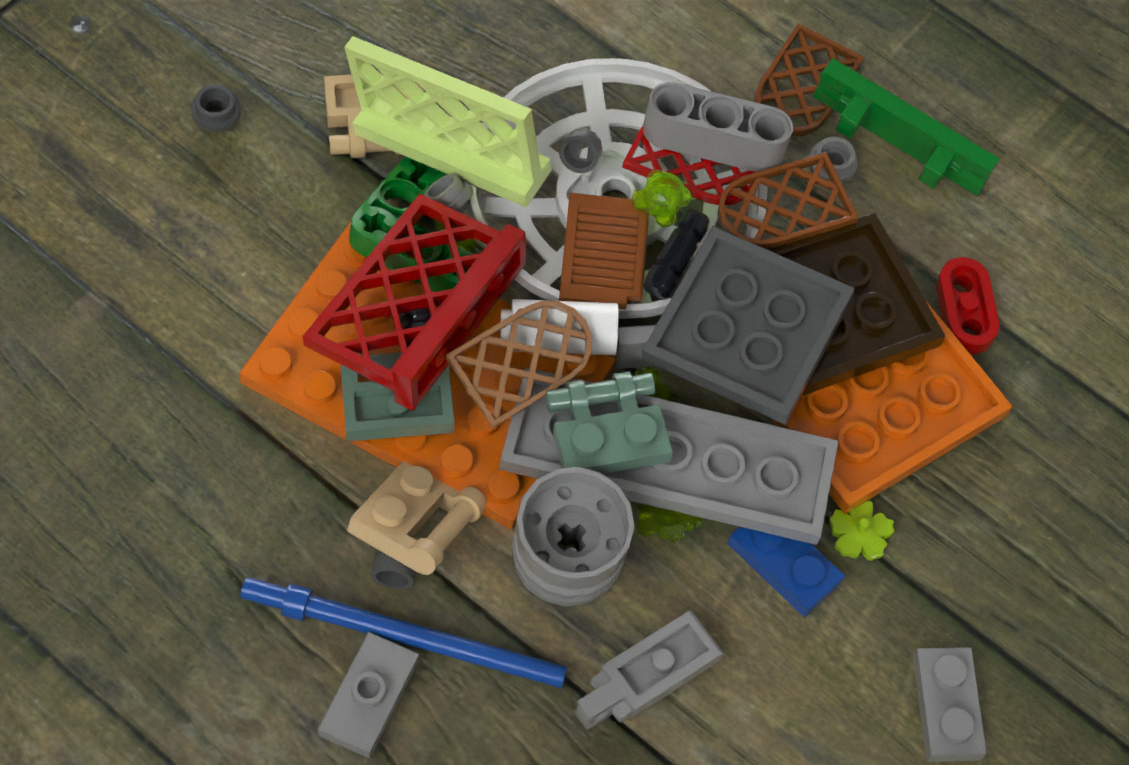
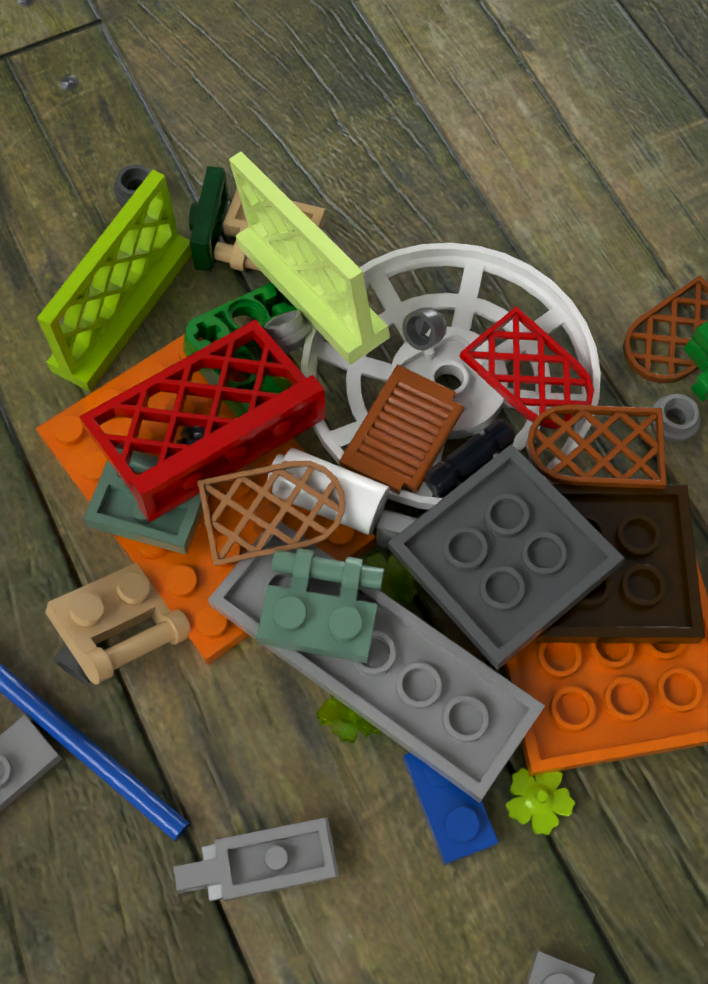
camera: 30 degrees right, 5 degrees up
(260, 216) = (118, 303): none -> lime fence
(307, 116) = (208, 217): none -> dark green plate
(572, 508) = (211, 688): light grey wheel -> none
(667, 186) = (482, 384): clear neon green plate -> none
(716, 127) = (552, 326): light grey beam -> none

